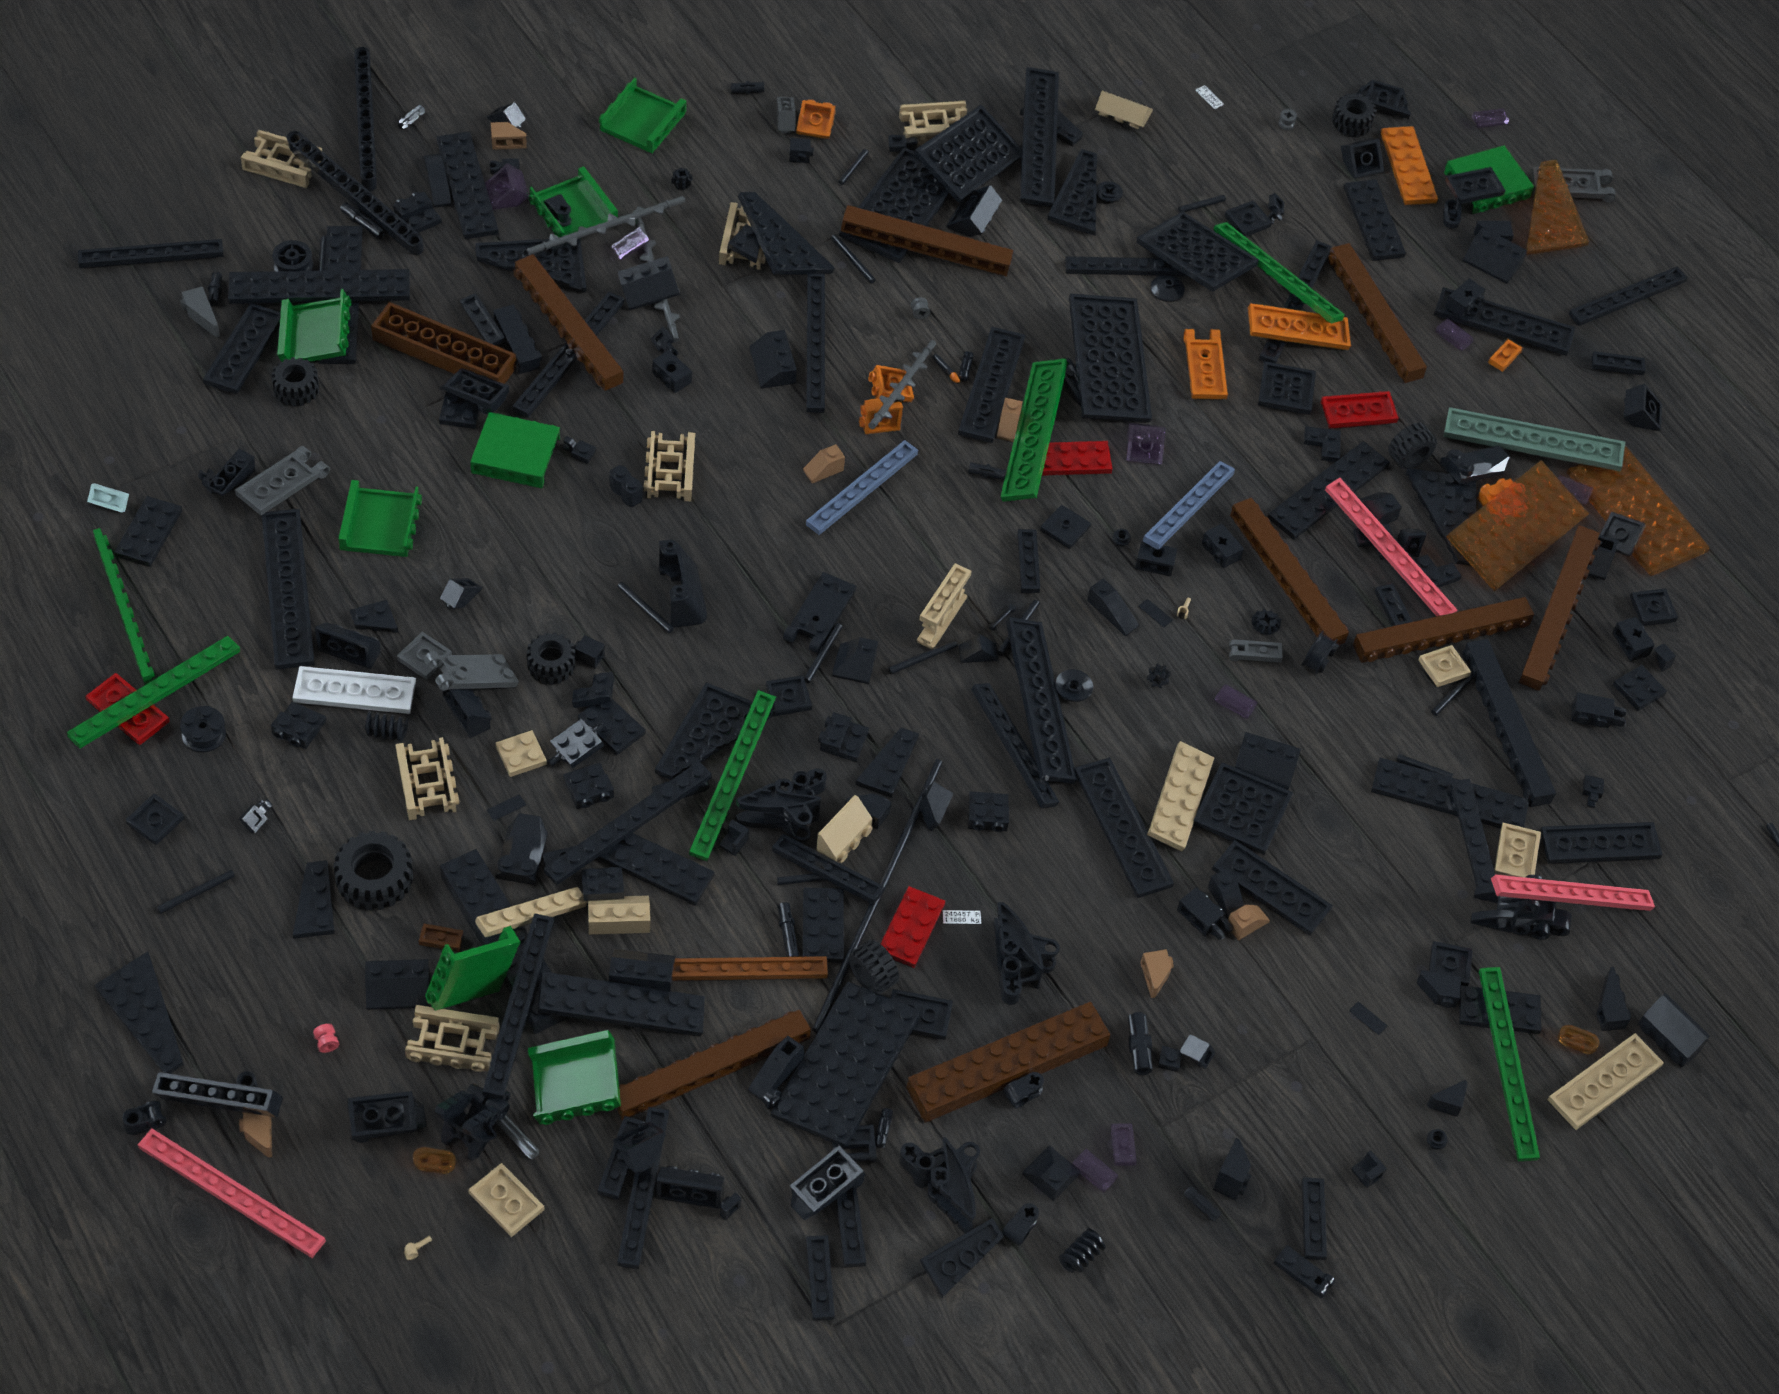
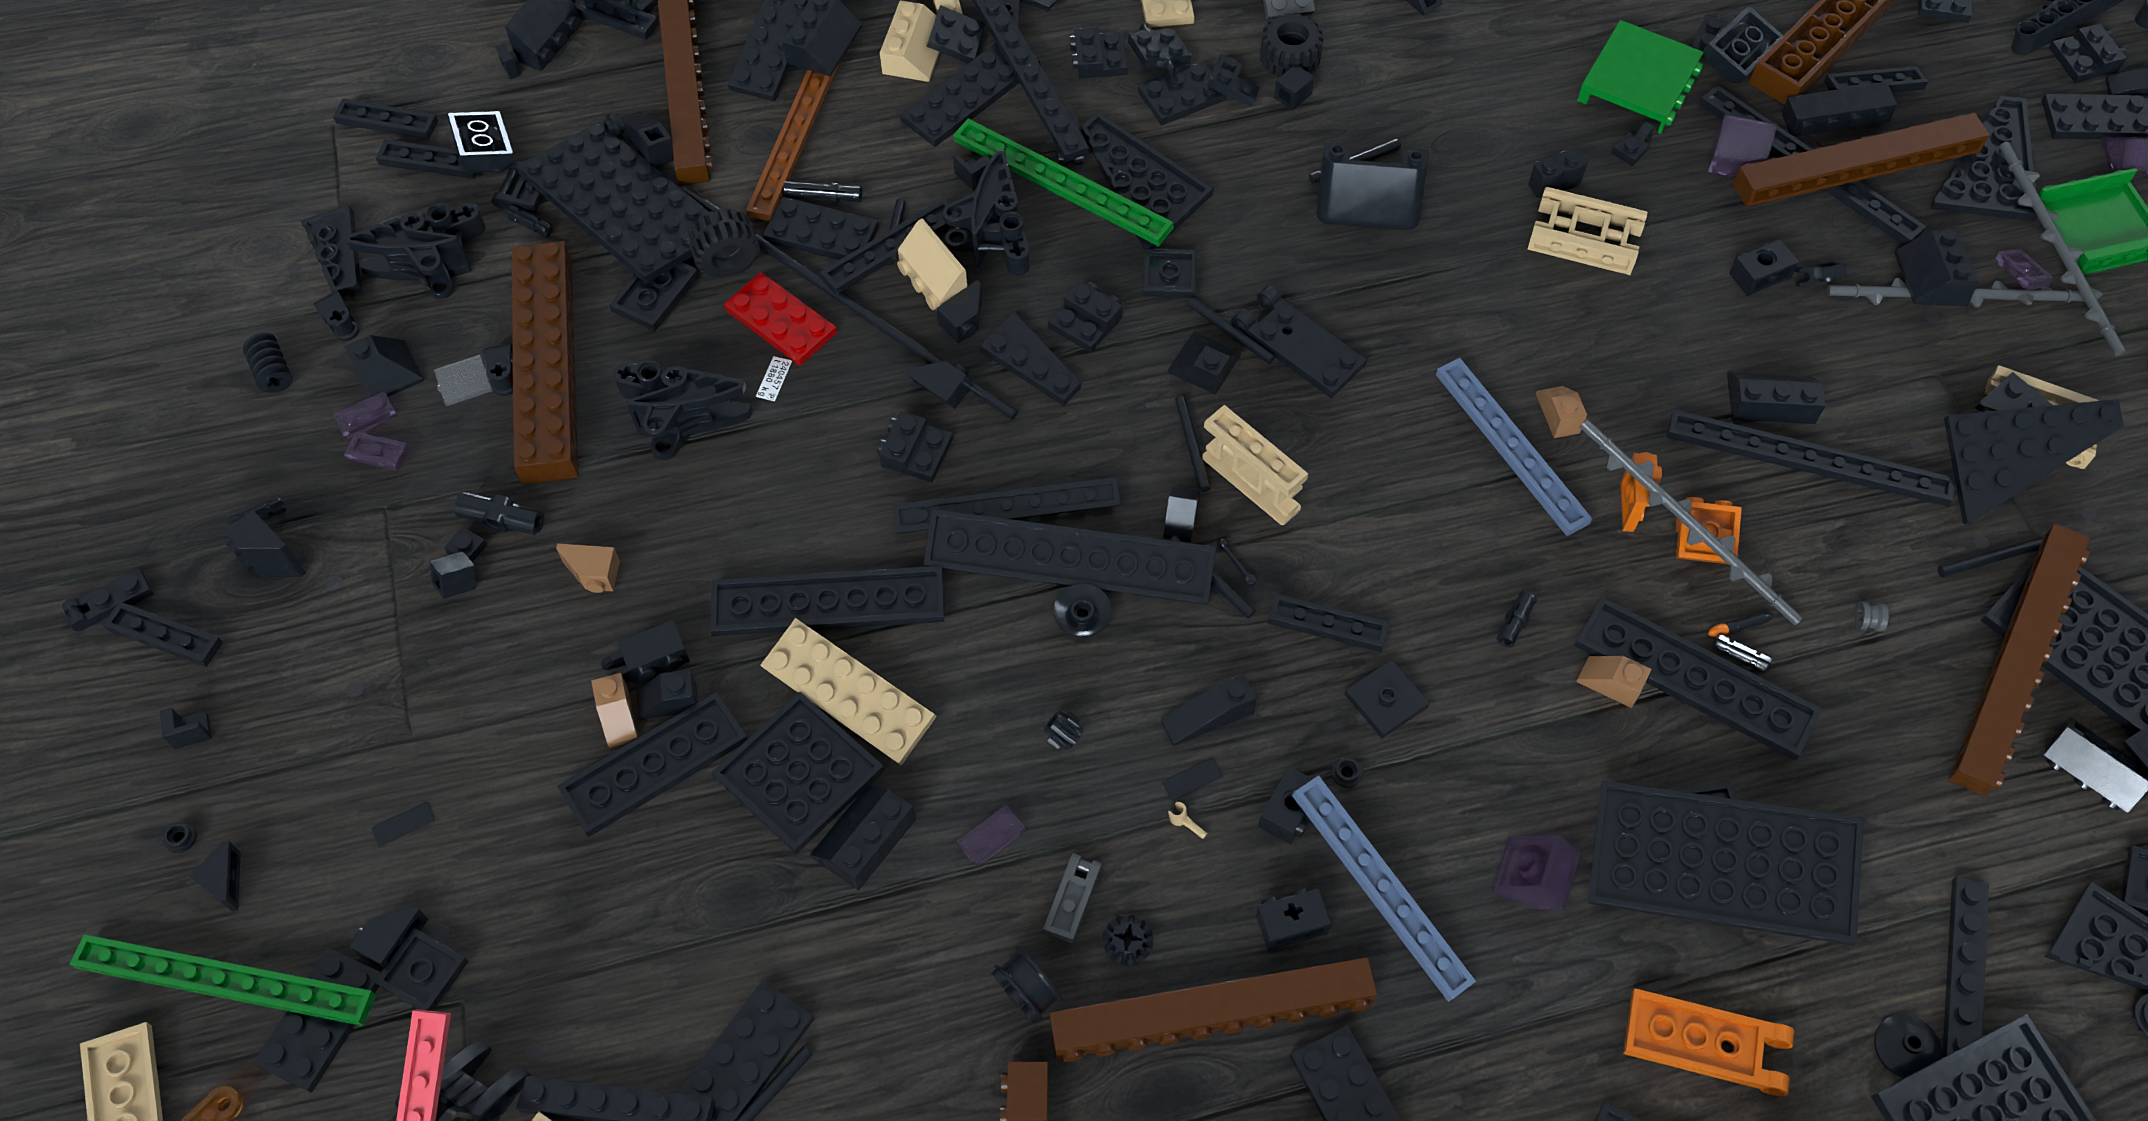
camera: 115 degrees right, 5 degrees up
(559, 209) = (2091, 196): black piece -> none
(577, 387) = (1740, 143): none -> clear purple slope
(1034, 430) = (1590, 705): green plate -> none
(1039, 1118) = (462, 380): none -> clear piece
(1078, 458) = (1525, 756): red plate -> none

